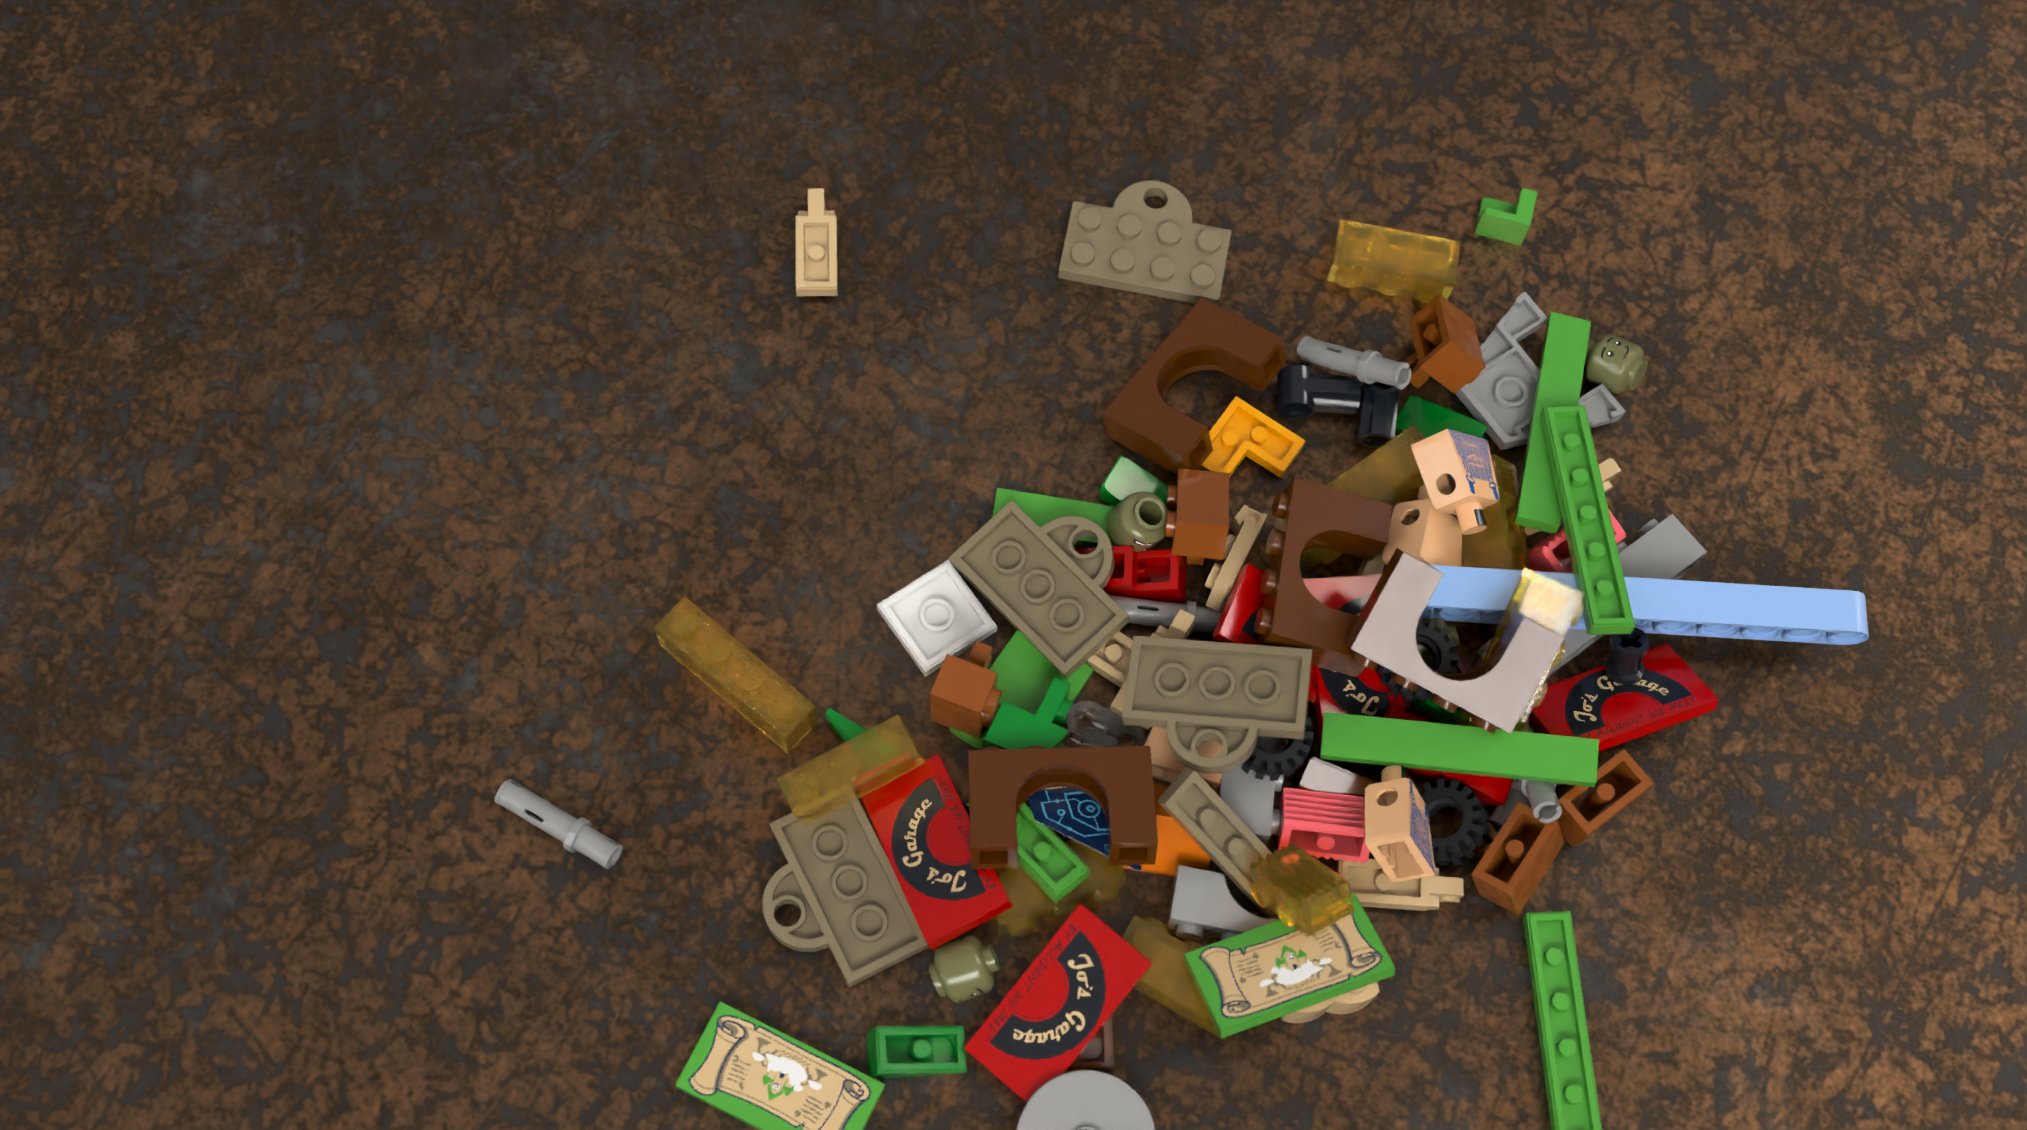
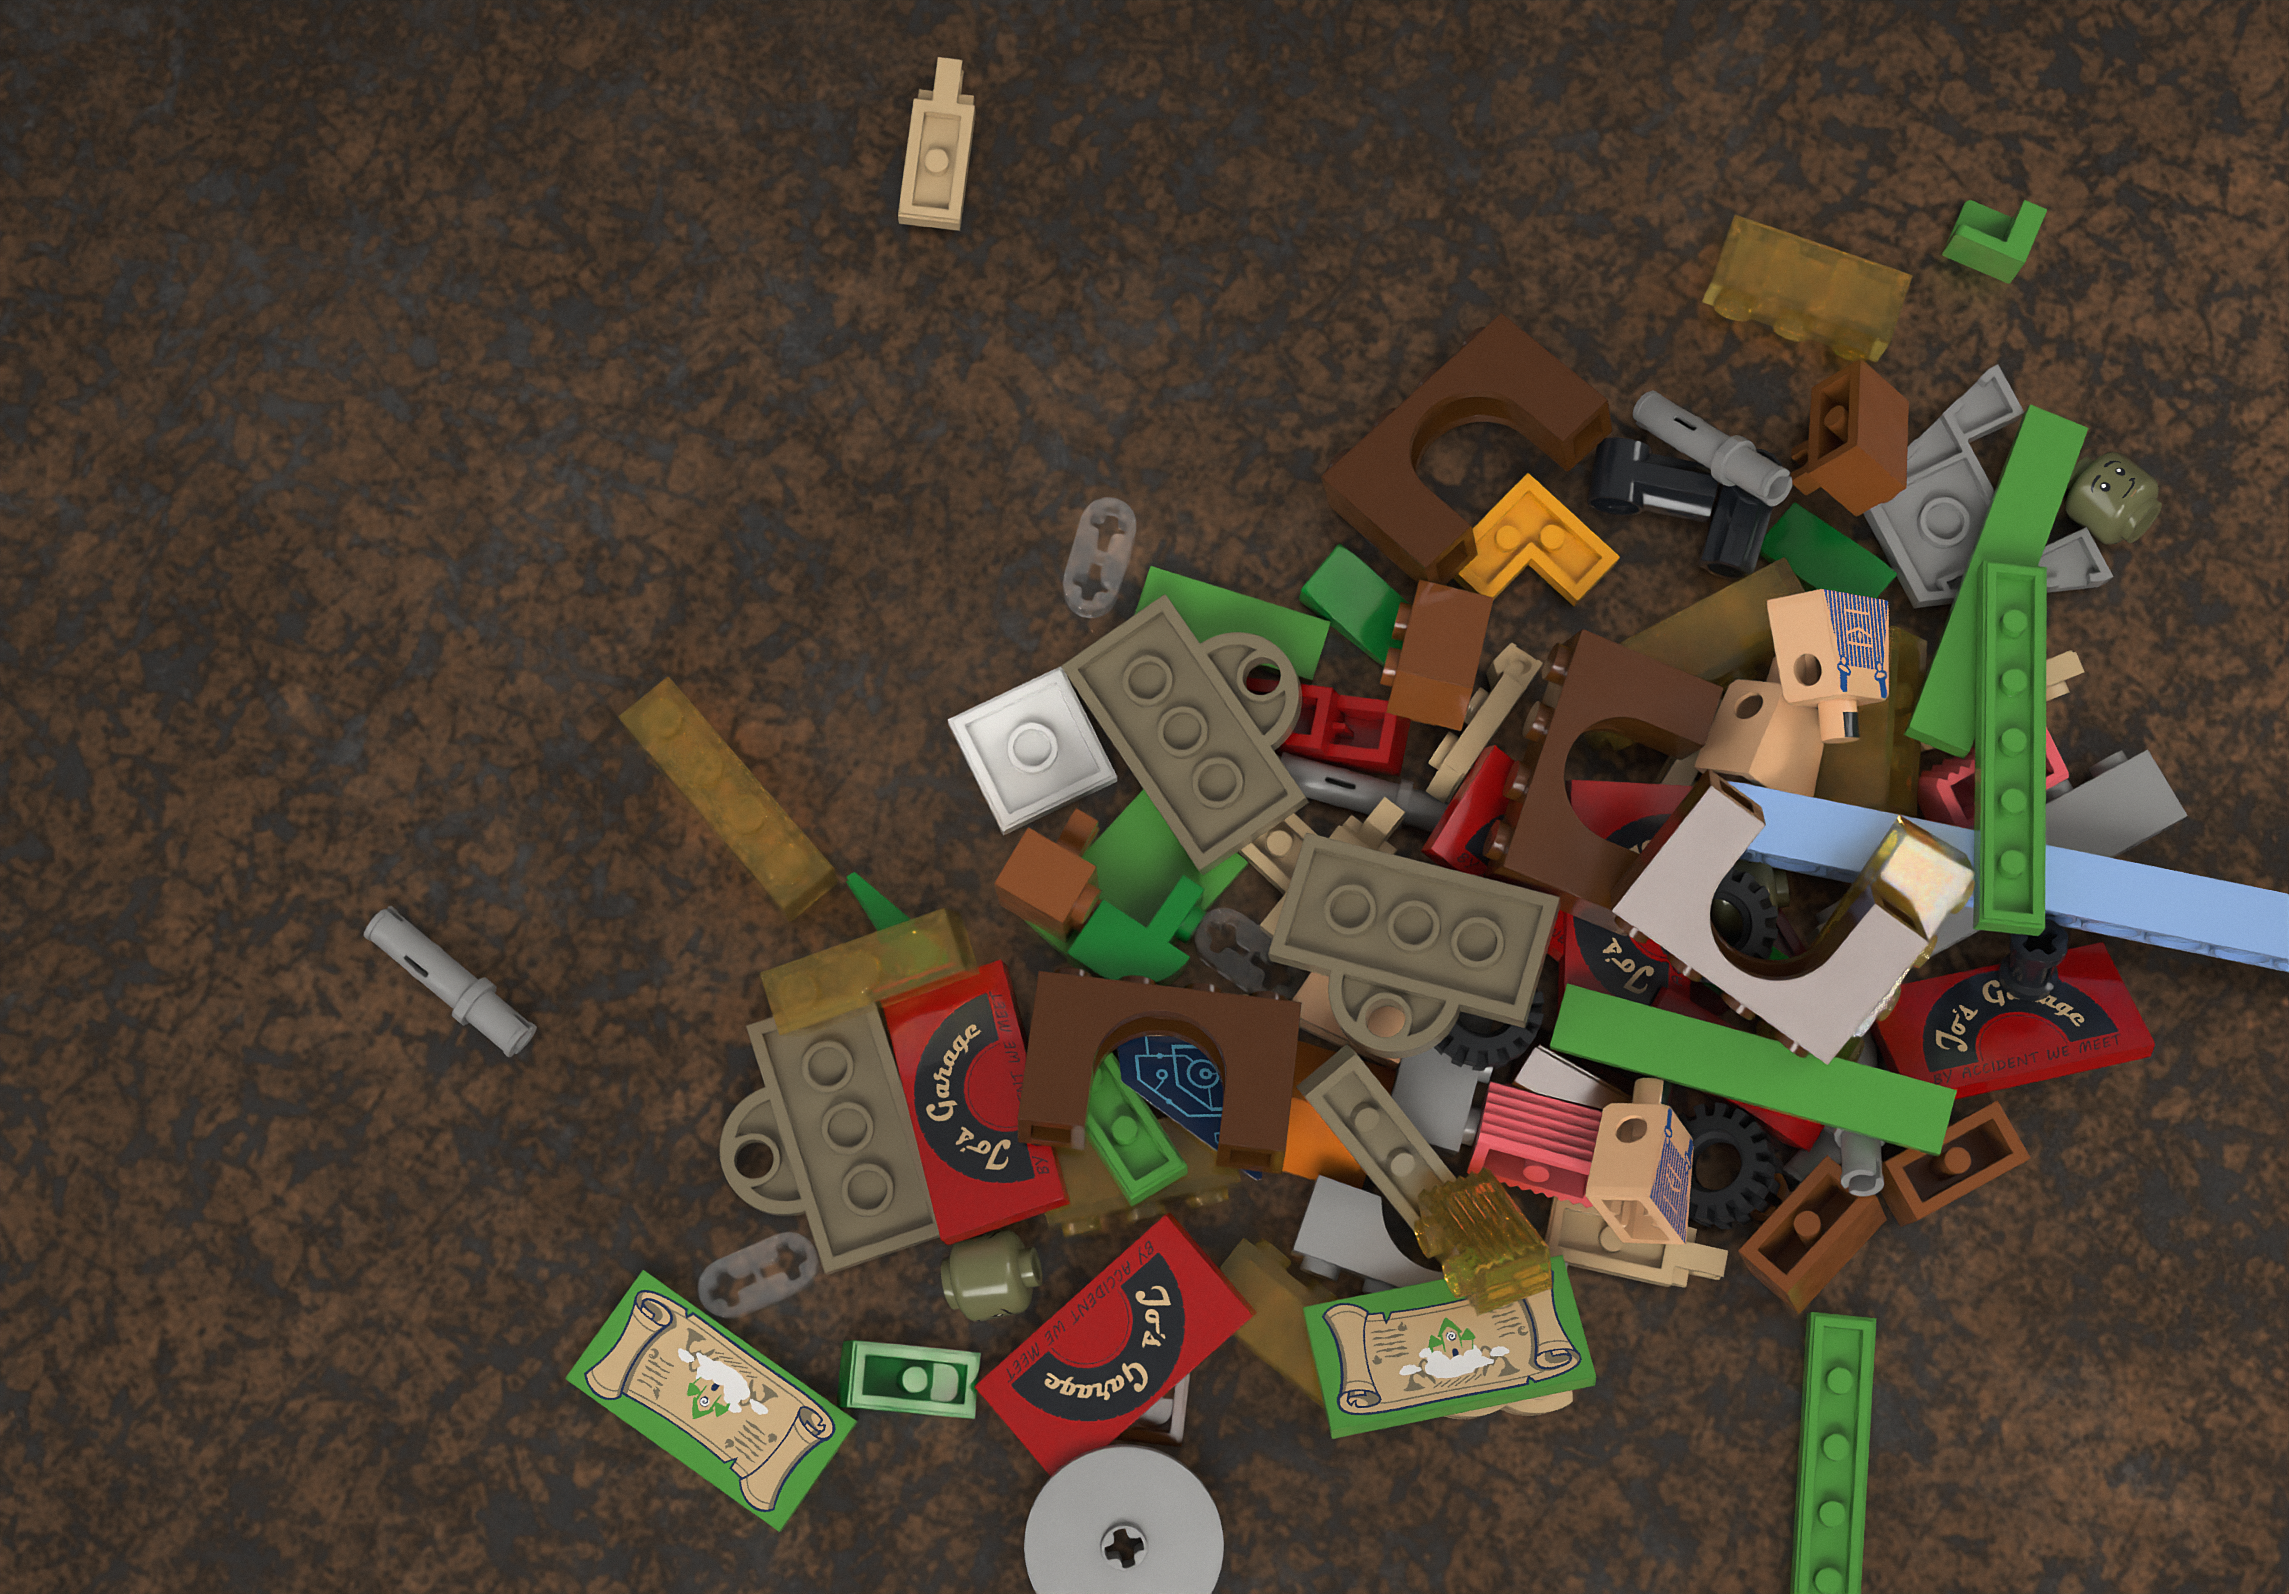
camera: 10 degrees right, 10 degrees up
(808, 1003) = (753, 1260): none -> clear beam
(953, 486) = (1085, 553): none -> clear beam
(1138, 521) = (1346, 652): olive head -> none
(1145, 247) = (1435, 213): dark tan plate -> none

